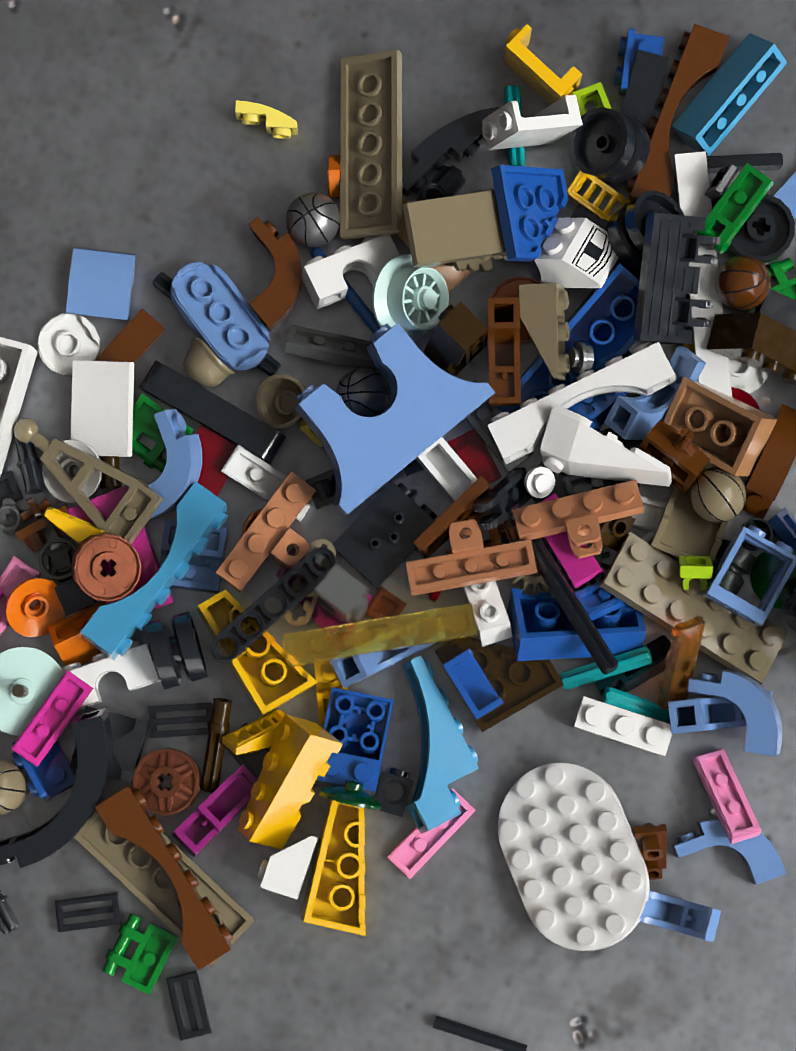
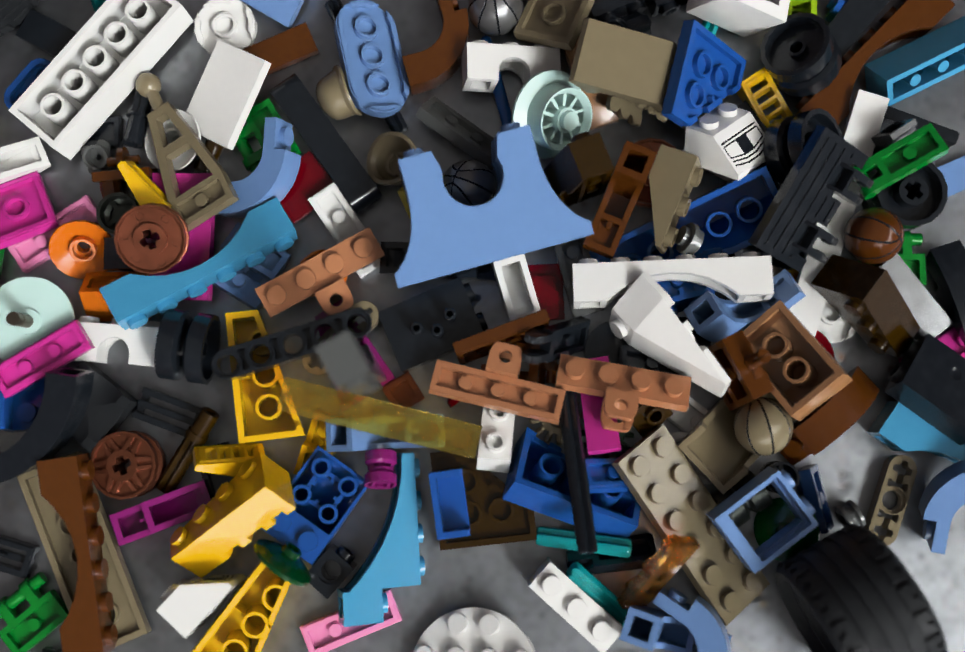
camera: 25 degrees right, 0 degrees up
(398, 683) = (380, 469): none -> magenta wheel
(539, 482) = (597, 339): white plate -> none
(695, 567) = (711, 487): lime tile -> none

